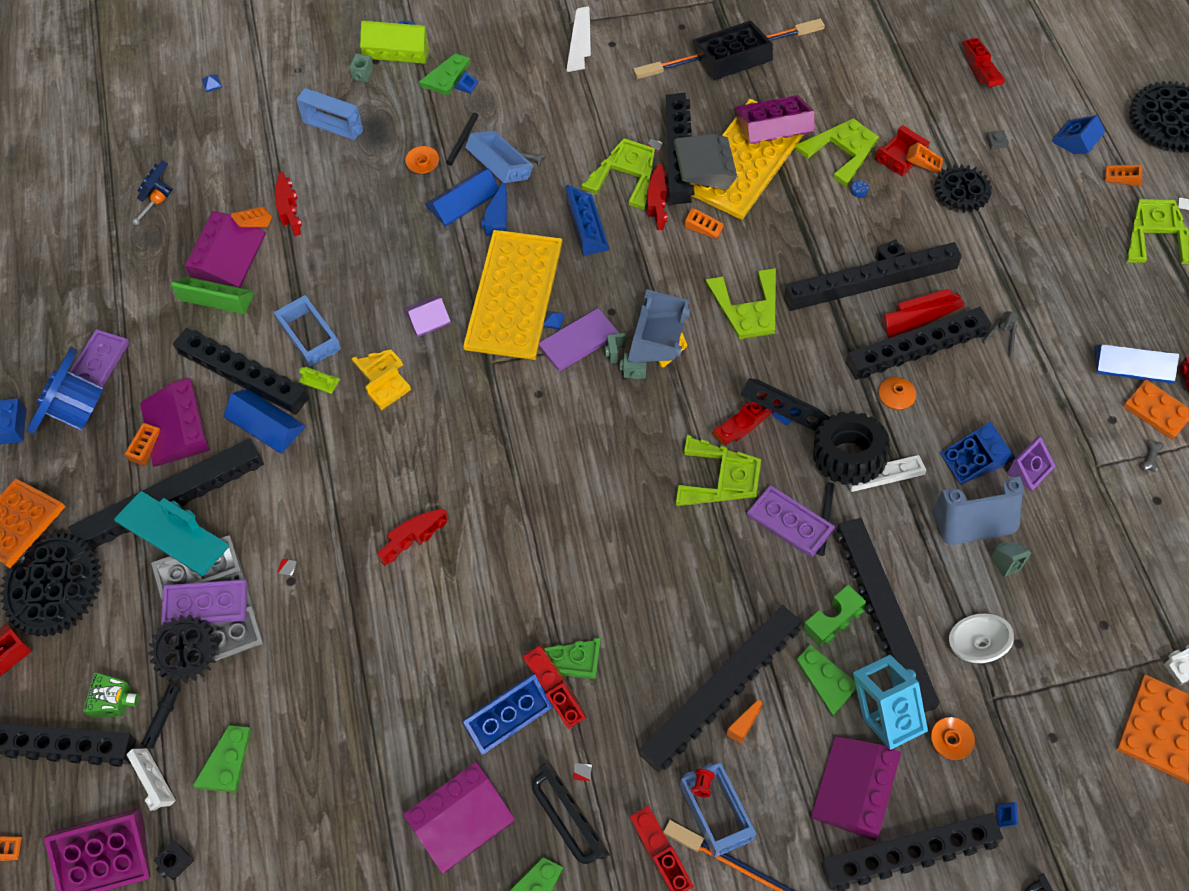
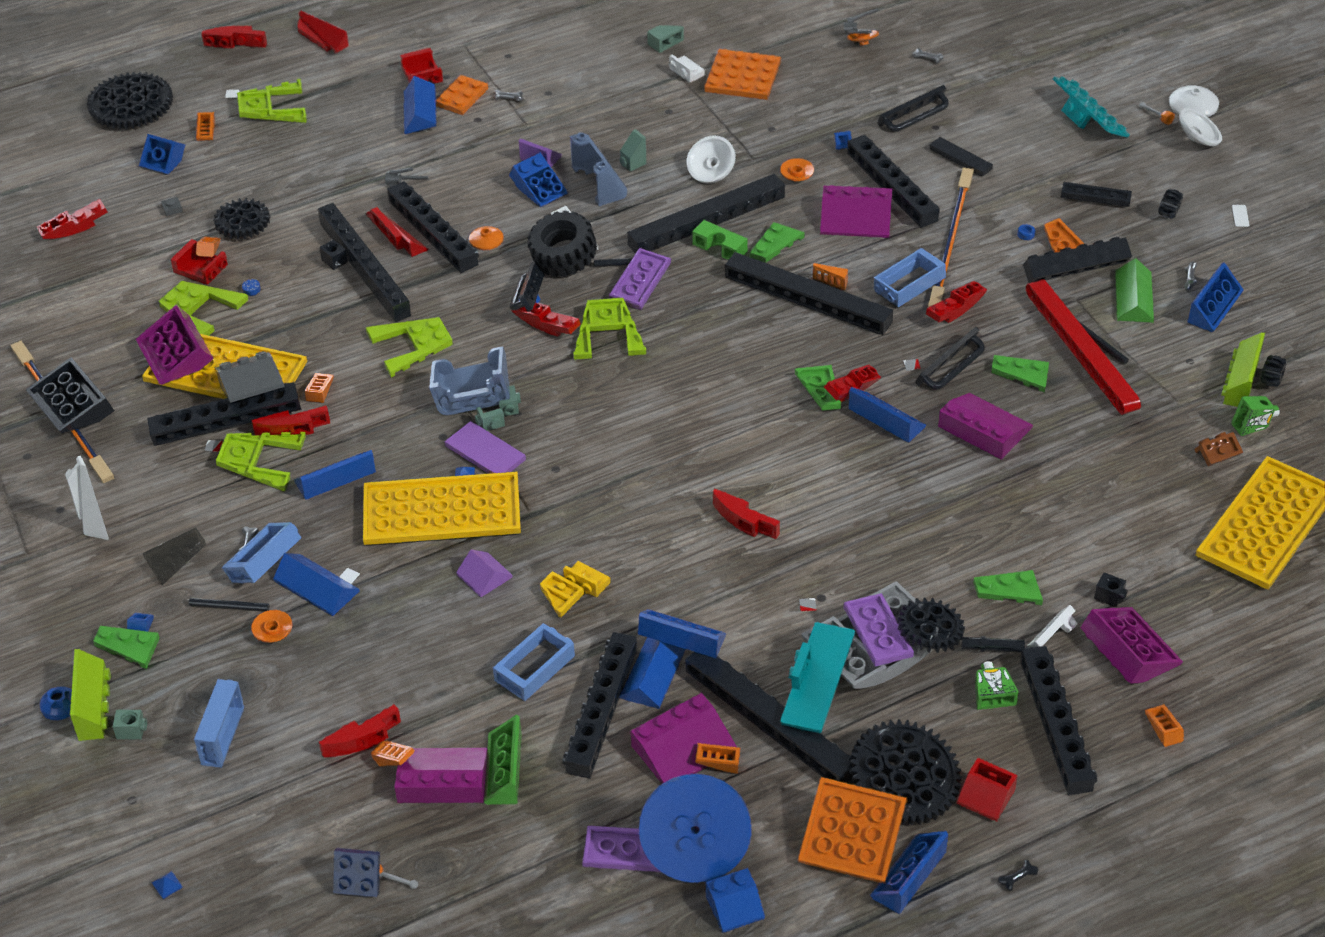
camera: 105 degrees left, 15 degrees down
(270, 434) = (680, 633): none -> blue slope
(318, 380) = (591, 635): lime hinge -> none
(465, 221) = (349, 575): none -> white sticker
(496, 212) = (336, 543): blue slope -> none
(528, 106) = (174, 554): none -> clear smoke wing
(702, 783) = (898, 276): red bush -> none
(898, 707) = (783, 179): medium azure piece -> none

